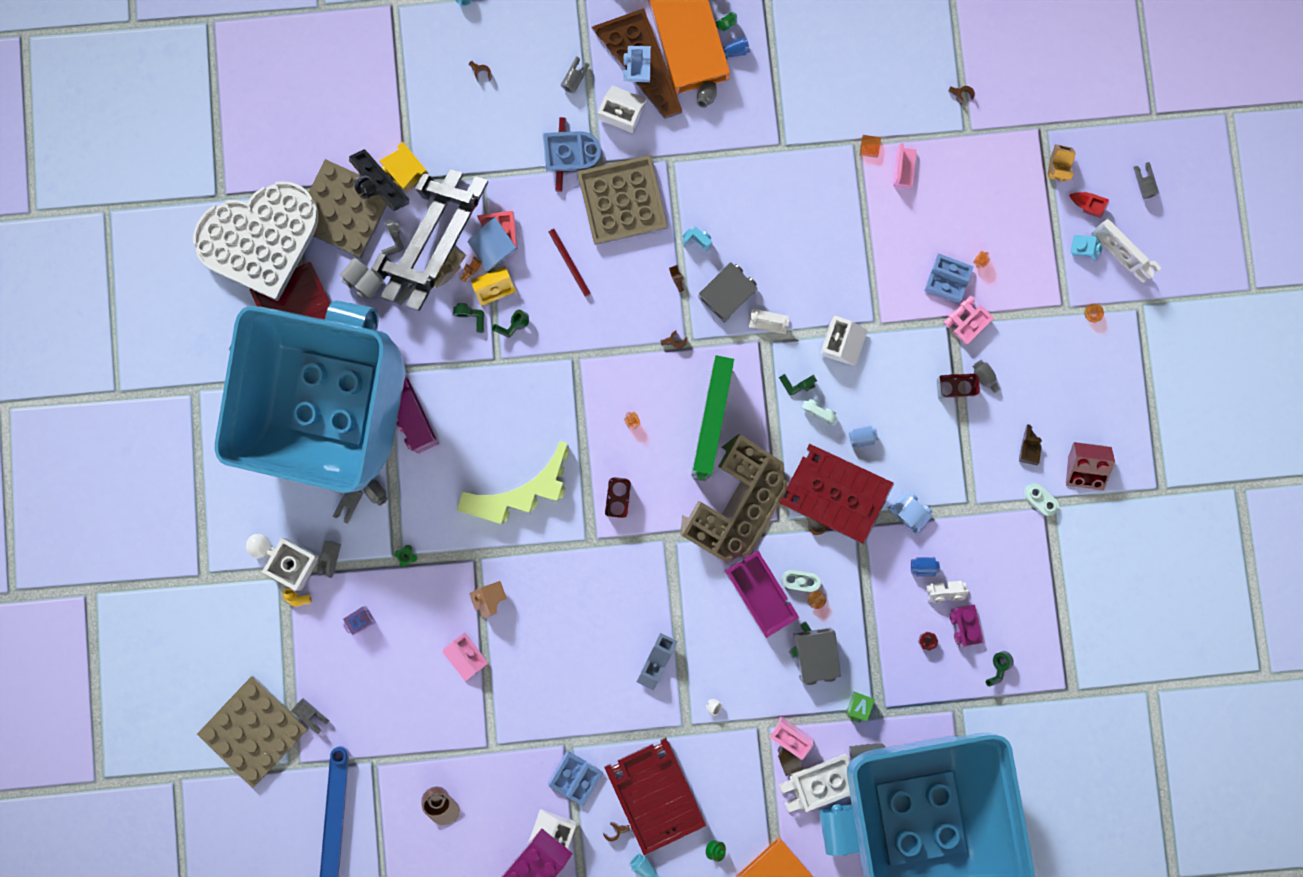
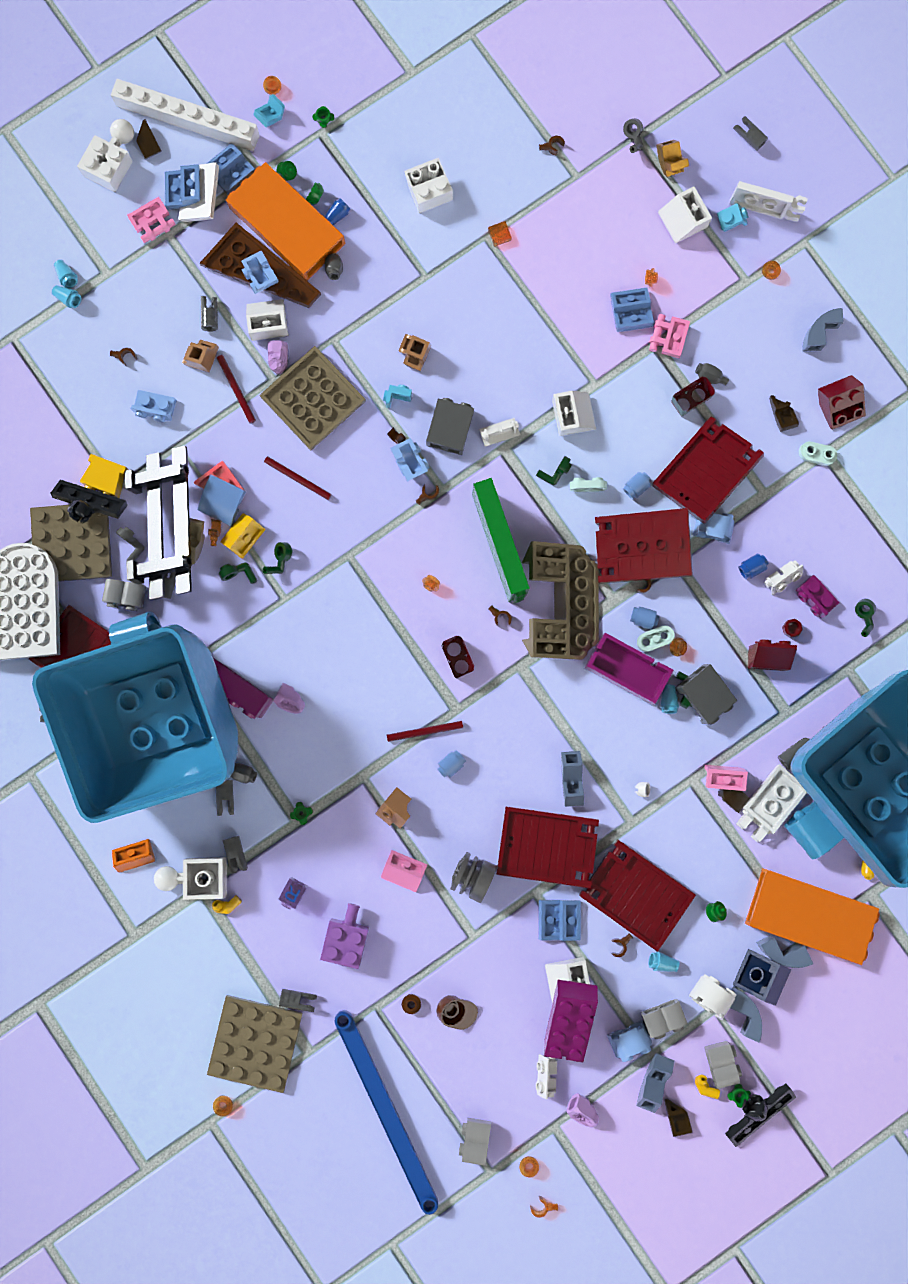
camera: 30 degrees left, 0 degrees up
(189, 768) = (222, 1111): none -> clear orange plate
(241, 509) = (133, 856): none -> orange slope
(380, 687) = (345, 940): none -> medium lavender brick
(411, 775) = (411, 997): none -> reddish brown plate
(451, 451) = (289, 699): none -> lavender rock
(481, 129) = (153, 405): none -> light blue bracket
(520, 697) = (473, 877): none -> flat silver wheel
(523, 498) = (387, 682): yellowish green arch -> none
(546, 108) = (200, 355): none -> medium nougat brick
(553, 546) = (424, 731): none -> dark red bar
(559, 588) = (451, 764): none -> medium blue brick
(568, 151) = (241, 382): medium blue tile -> none
(600, 708) = (547, 847): none -> dark red door
(613, 146) = (278, 356): none -> lavender rock
(674, 478) = (495, 612): none -> reddish brown piece
(675, 301) = (409, 460): none -> light blue cylinder
(735, 209) = (415, 351): none -> medium nougat brick
(782, 641) = (669, 700): none -> medium azure cone
(802, 557) = (644, 617): none -> medium blue brick
(831, 69) = (429, 185): none -> white slope
(859, 707) = (767, 717): bright green brick -> none
(893, 655) = (771, 656): none -> dark red slope
(904, 166) = (539, 234): bright pink panel -> none
(933, 458) = (707, 470): none -> dark red door
(1038, 122) = (635, 135): none -> dark grey plate
(1044, 221) = (685, 215): none -> white slope
(1090, 203) = (715, 178): red plate -> none
(1098, 395) = (816, 335): none -> sand blue brick

